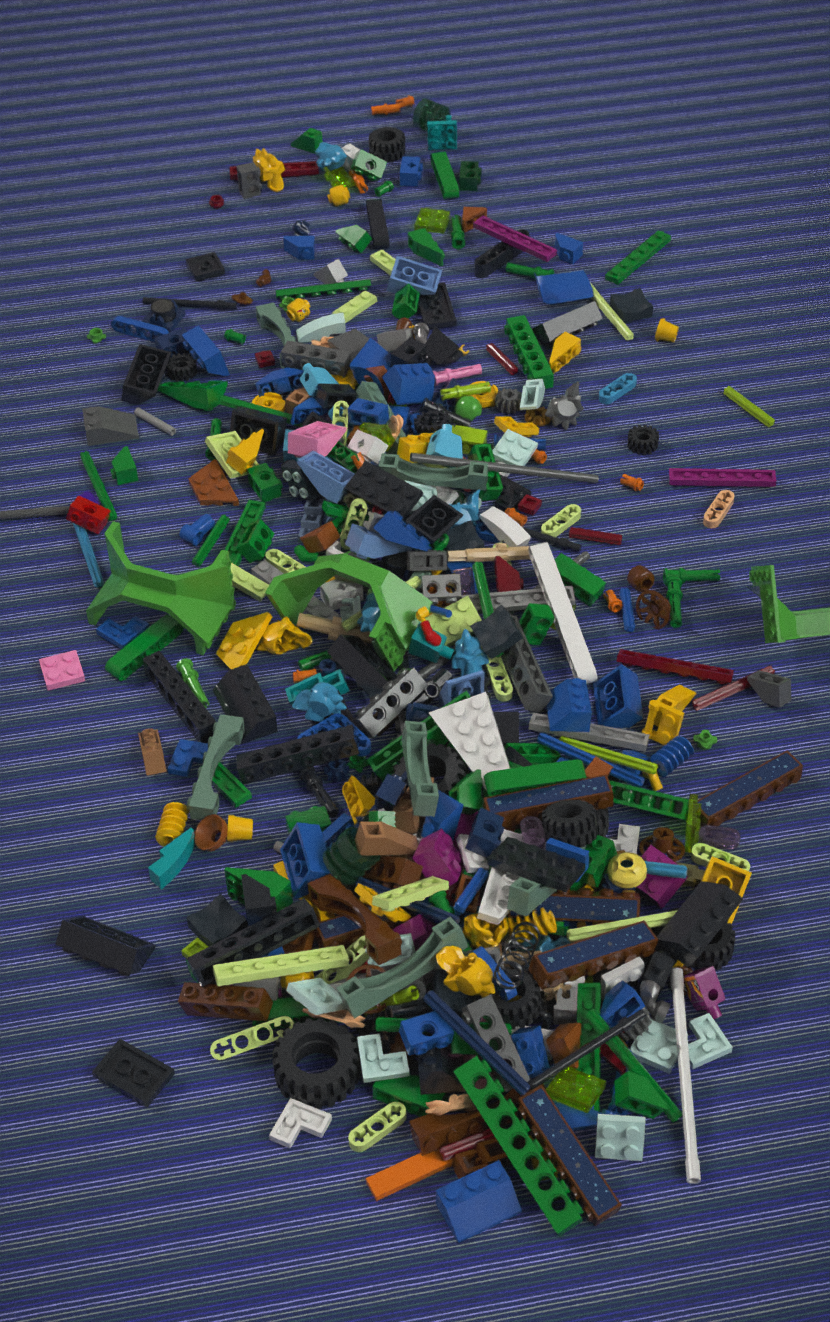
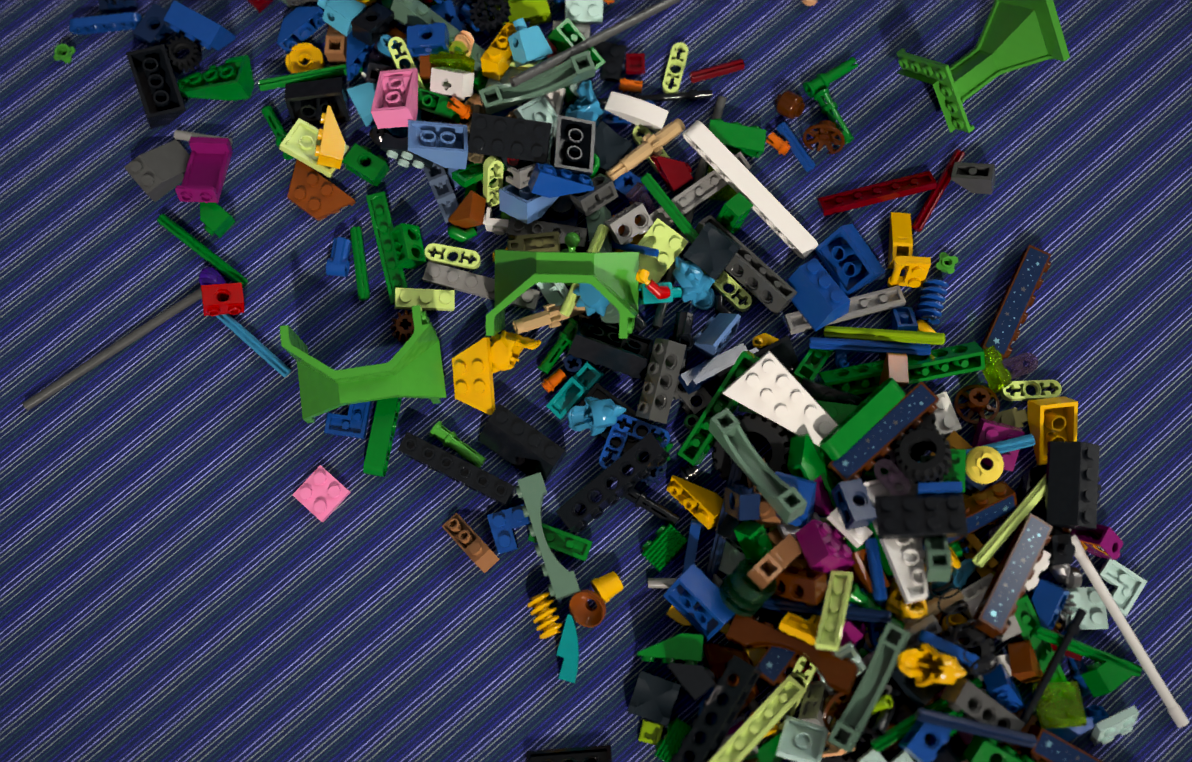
camera: 25 degrees left, 30 degrees up
(141, 436) = (205, 170): none -> magenta panel

